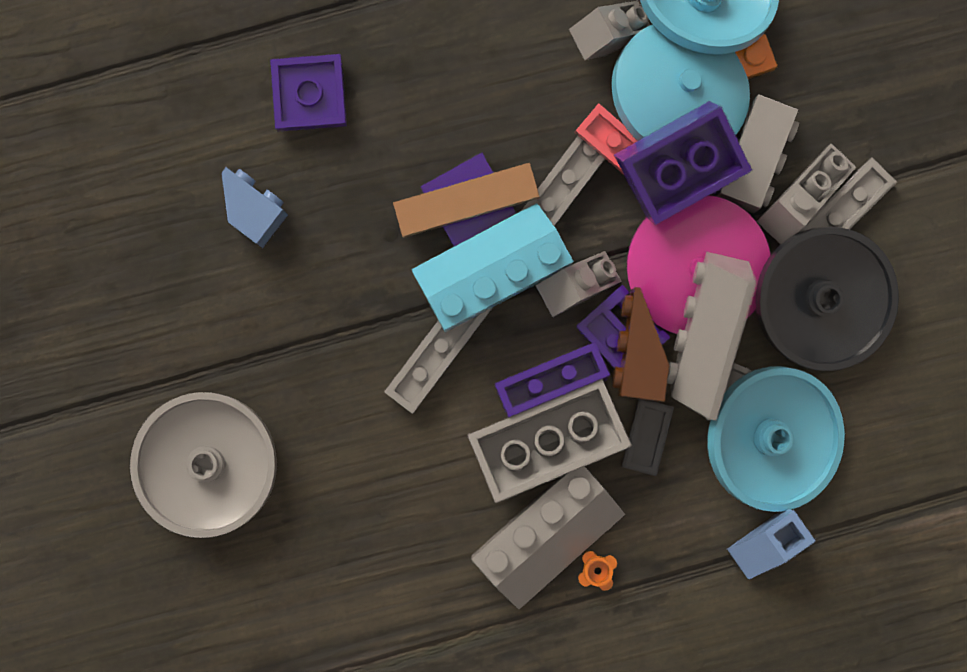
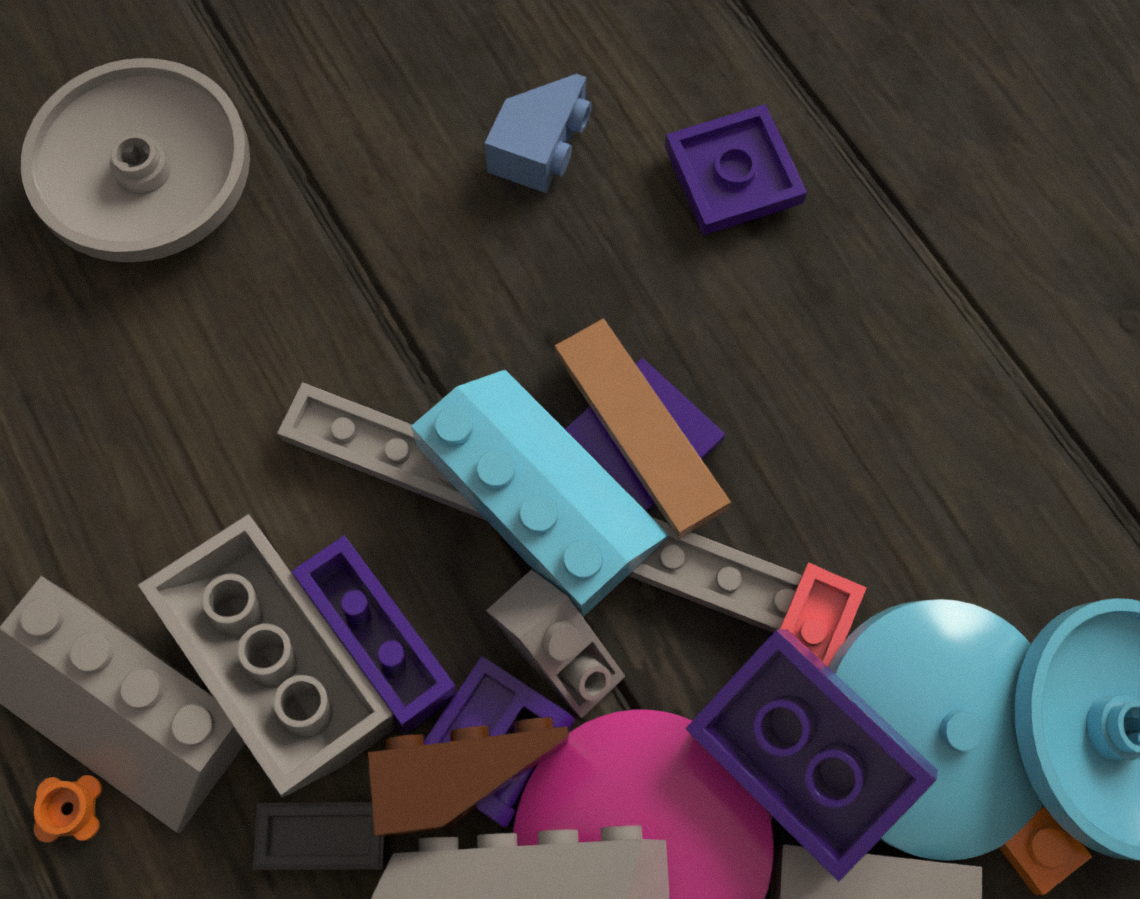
camera: 70 degrees right, 15 degrees down
(608, 28) = (996, 572): light grey slope -> none

